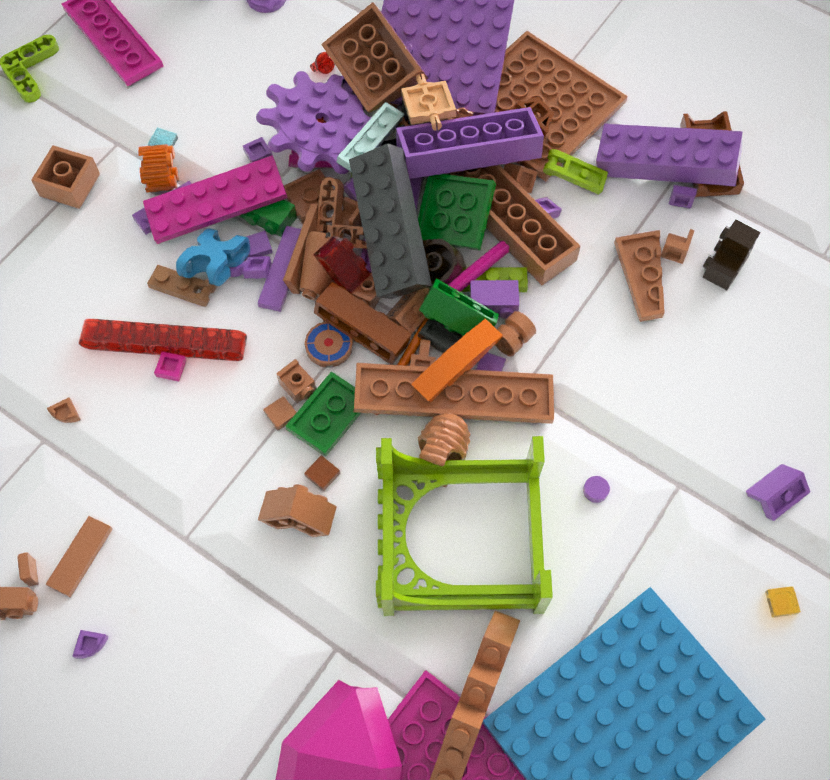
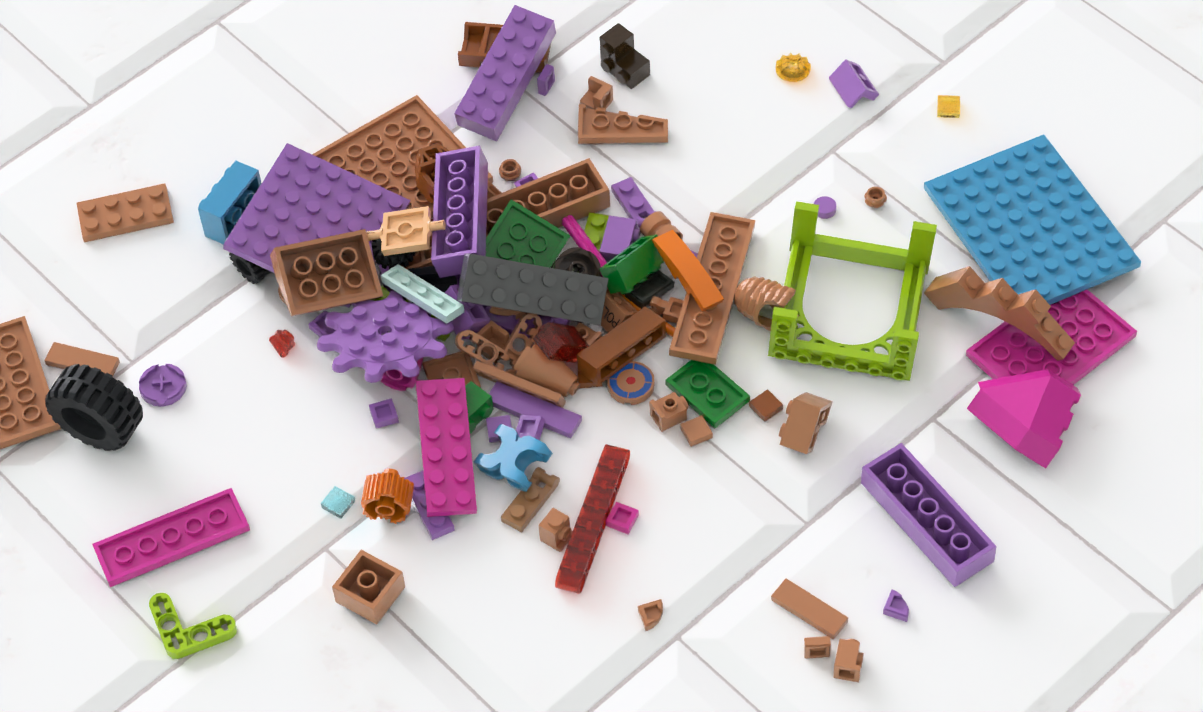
camera: 75 degrees left, 10 degrees down
(144, 308) = (555, 530): none -> nougat brick
(192, 658) = (928, 514): none -> medium lavender brick
(552, 305) = (632, 200): none -> medium lavender plate
(562, 186) = (509, 170): none -> nougat plate
(575, 171) = (499, 148): lime plate -> none
(626, 534) = (875, 197): none -> nougat plate
(786, 434) = (793, 74): none -> clear yellow gear

